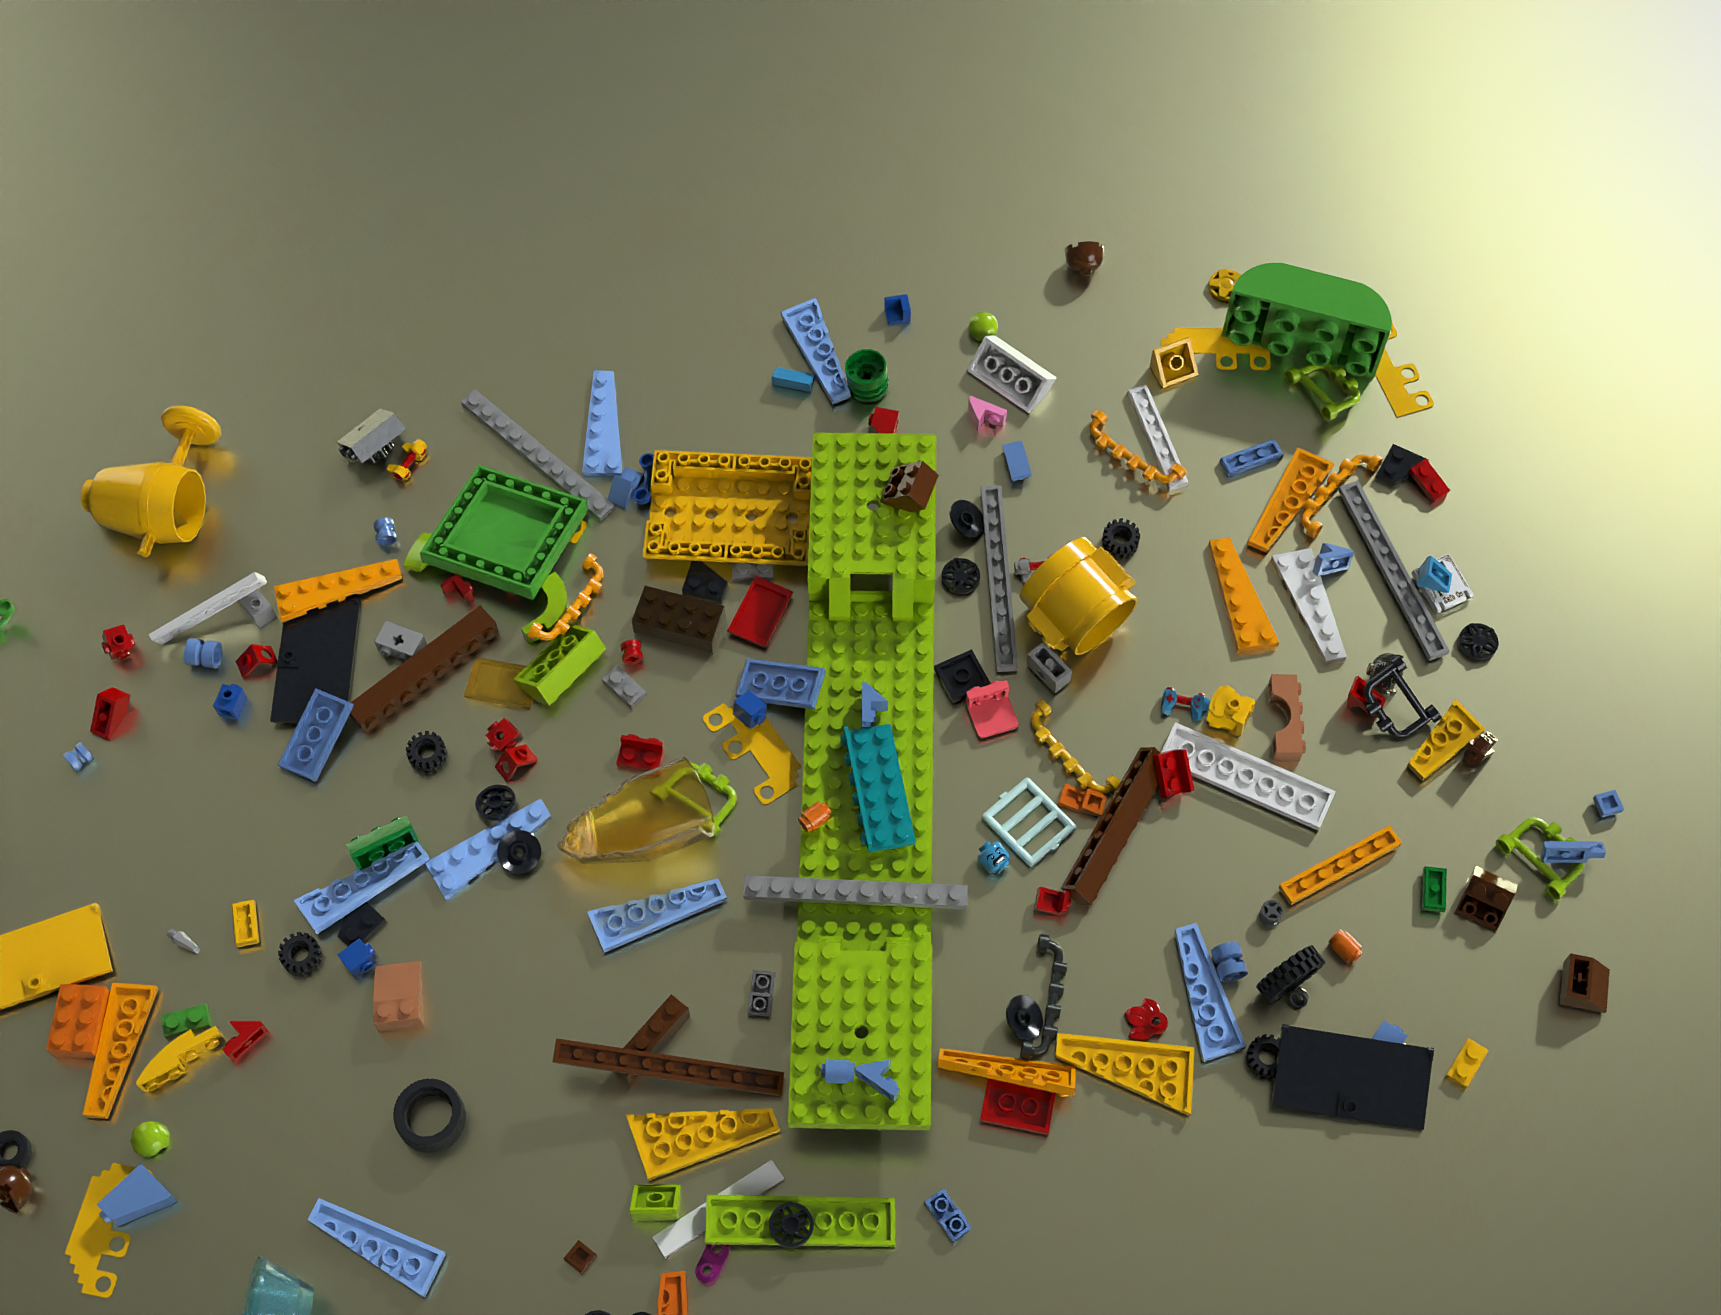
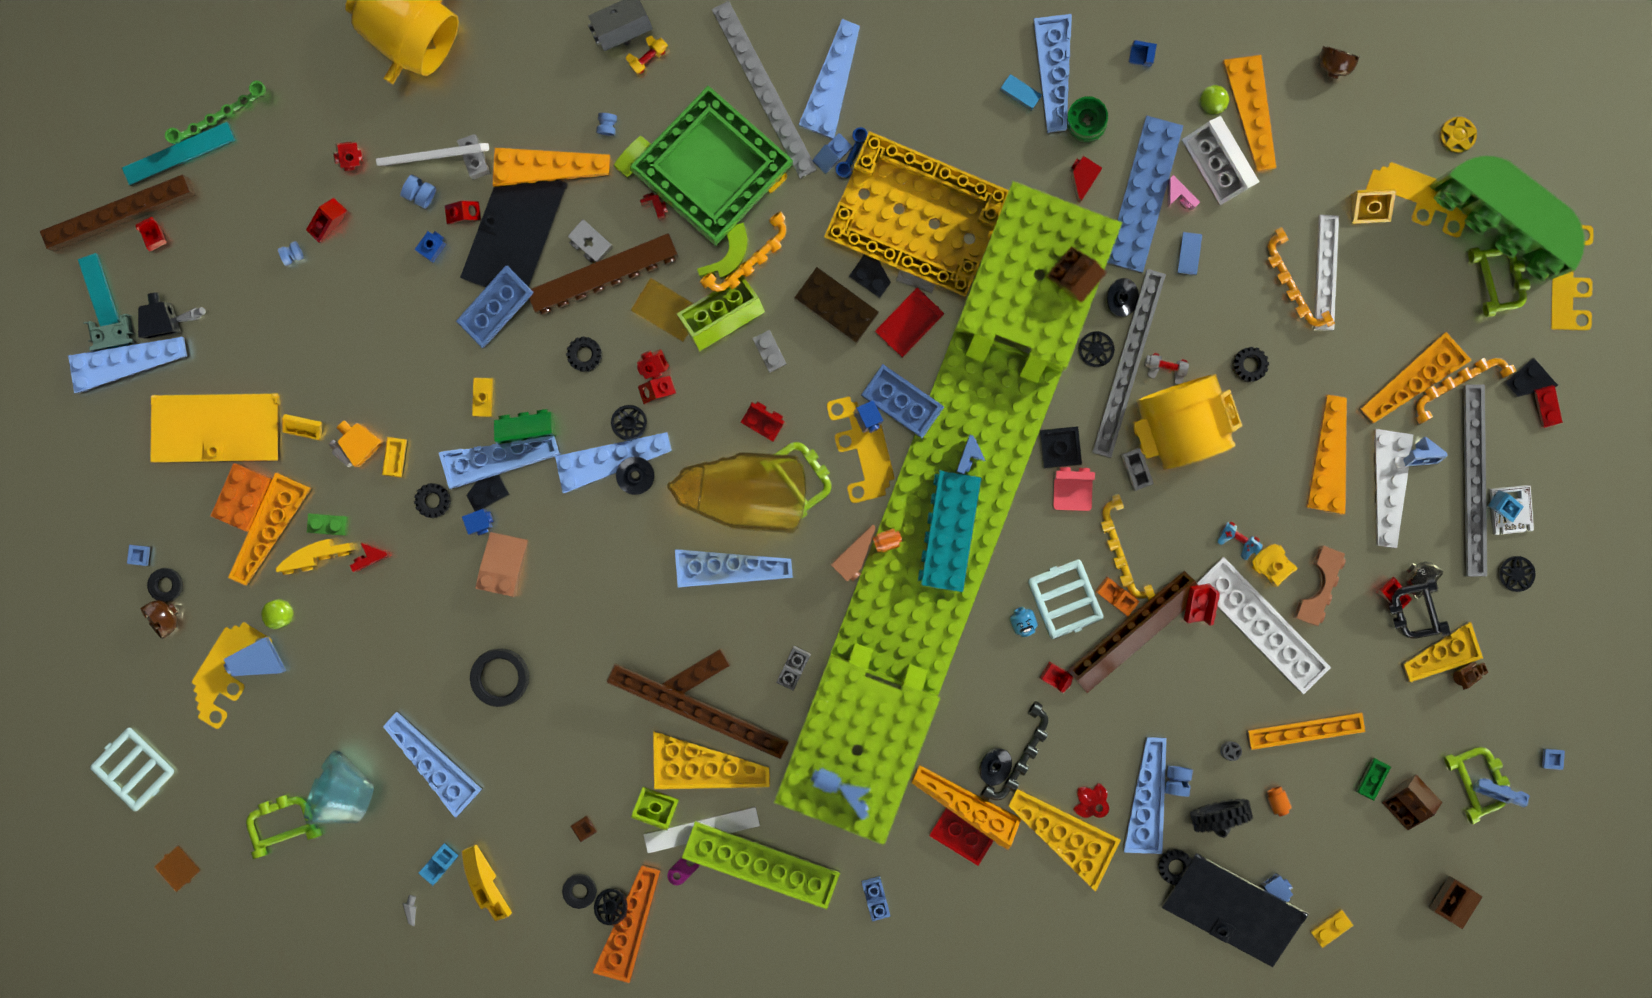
camera: 20 degrees right, 25 degrees up
(132, 926) = (302, 427): none -> yellow plate
(200, 920) = (358, 442): none -> light orange torso
(328, 831) = (482, 397): none -> yellow plate
(631, 651) = (786, 322): red wheel -> none
(782, 853) = (852, 559): none -> nougat slope
(791, 1225) = (751, 868): black wheel -> none
(855, 892) = (898, 617): light grey plate -> none
(951, 424) = (1145, 193): none -> medium blue plate
(1015, 312) = (1250, 95): none -> light orange wing
(1251, 458) = (1401, 324): medium blue tile -> none

